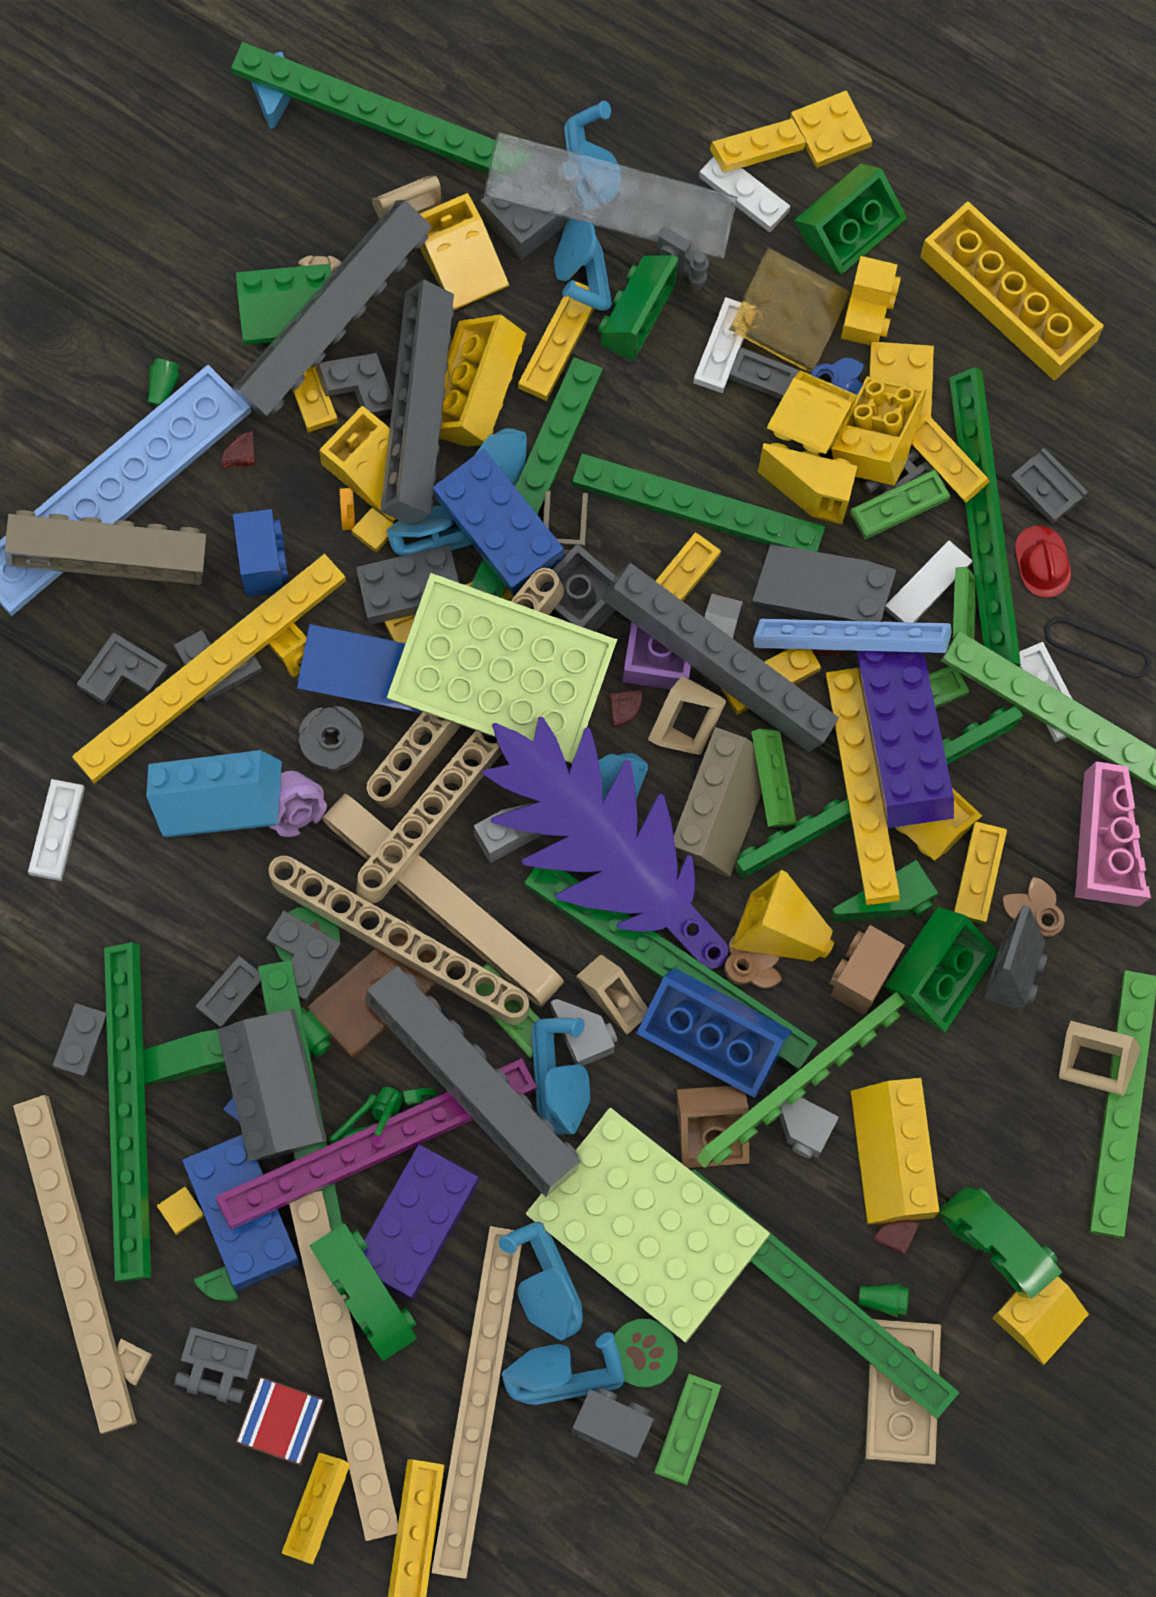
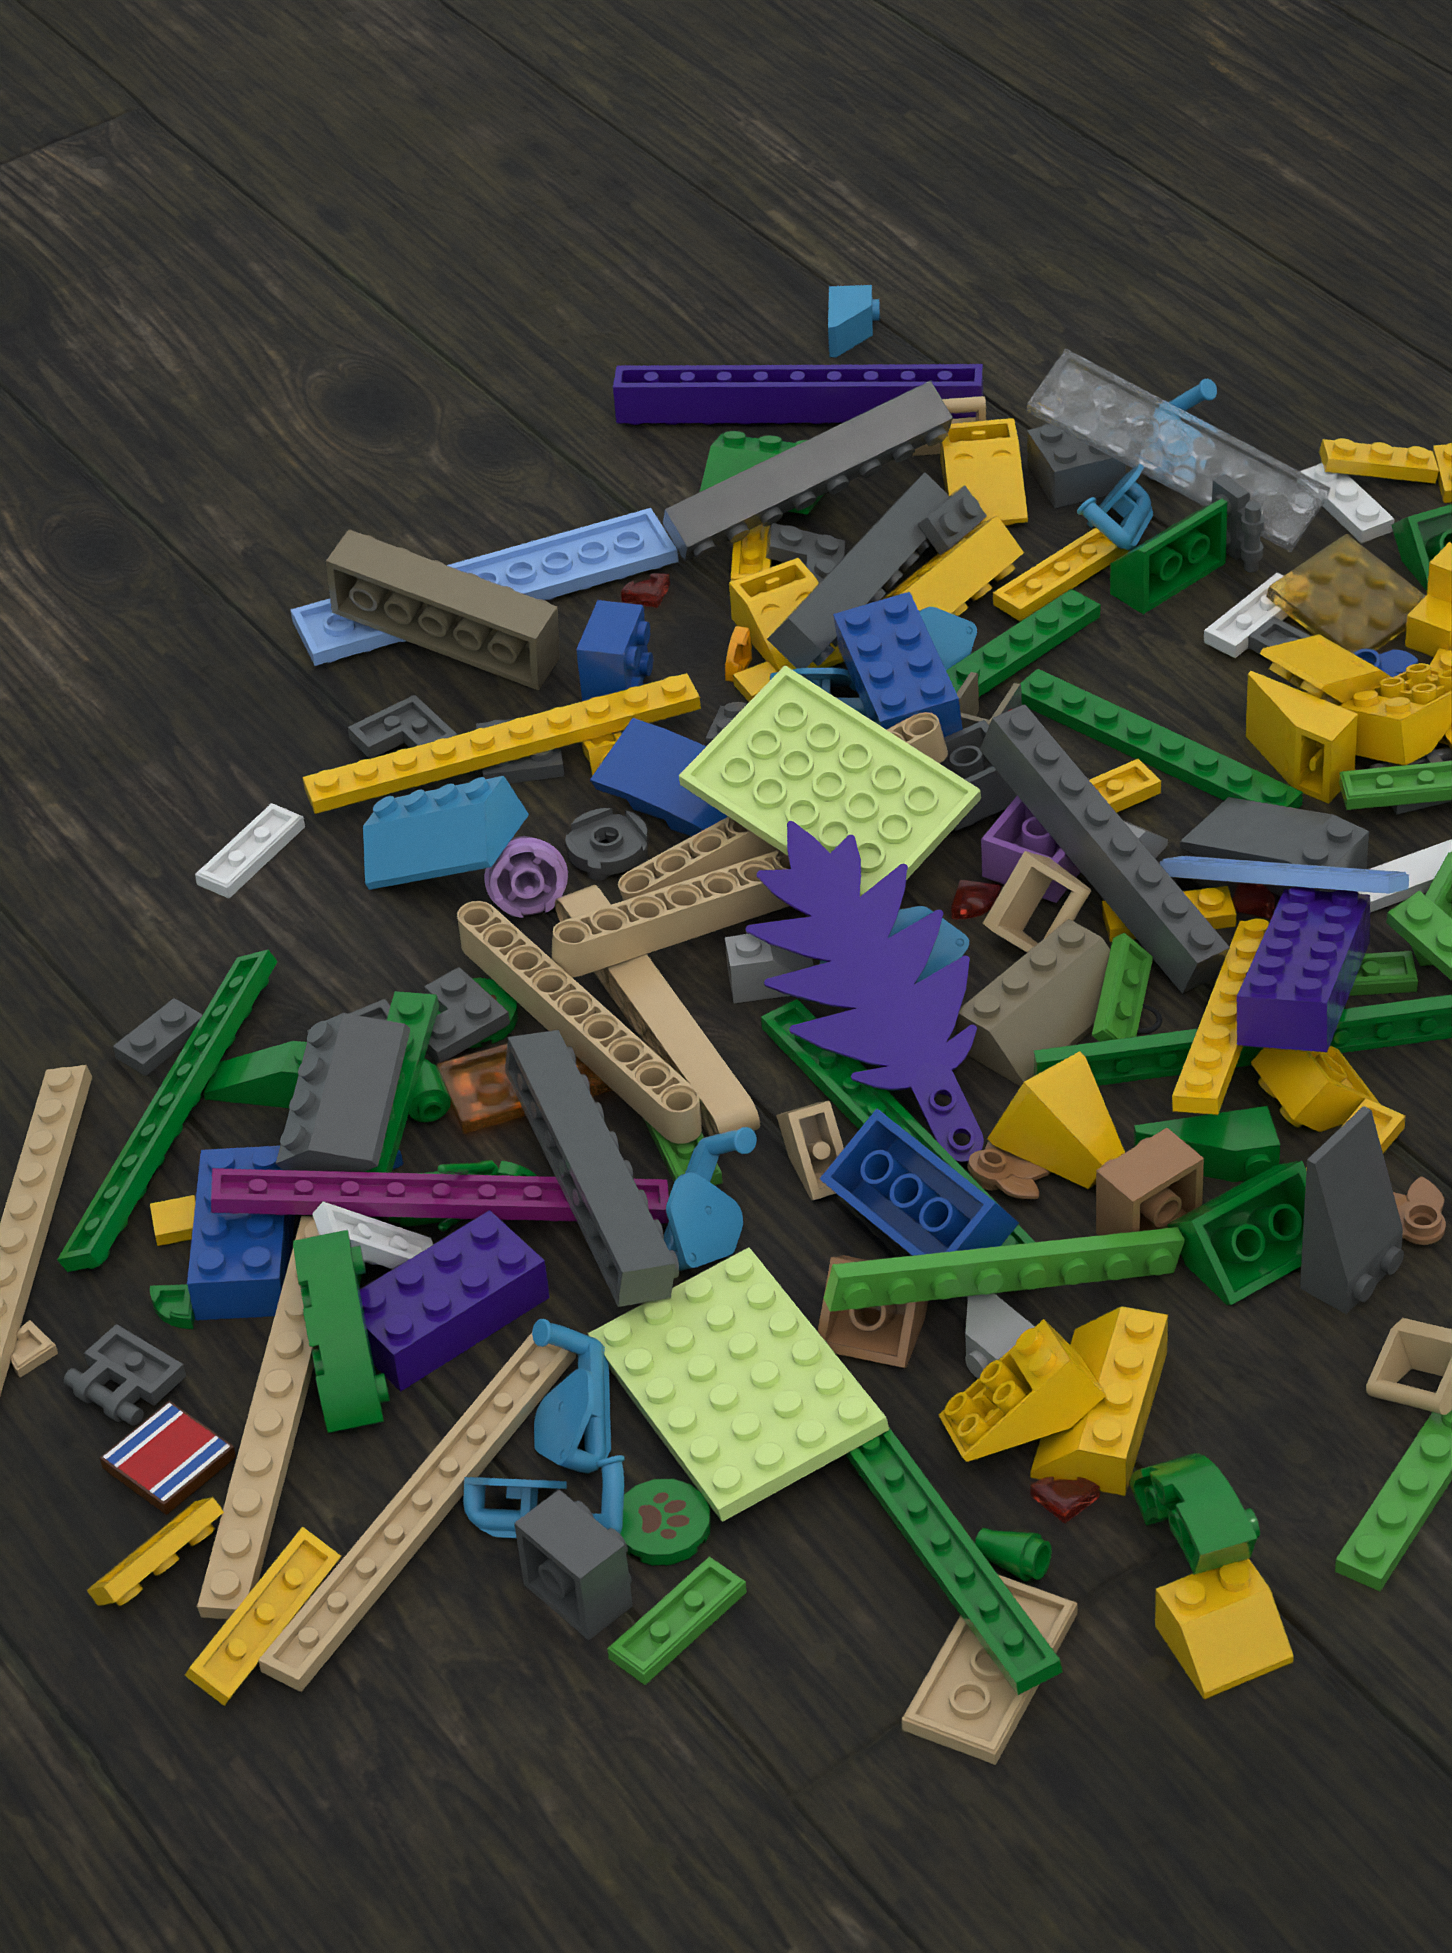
camera: 30 degrees right, 30 degrees down
(162, 379) = (595, 508): green cone -> none
(273, 198) = (778, 391): none -> dark purple brick
(351, 1200) = (379, 1241): none -> white plate
(363, 107) = (921, 333): green plate -> none
(459, 317) = (952, 520): none -> dark grey plate
(596, 1039) = (761, 1180): light grey slope -> none
(848, 1179) = (1022, 1396): none -> yellow slope

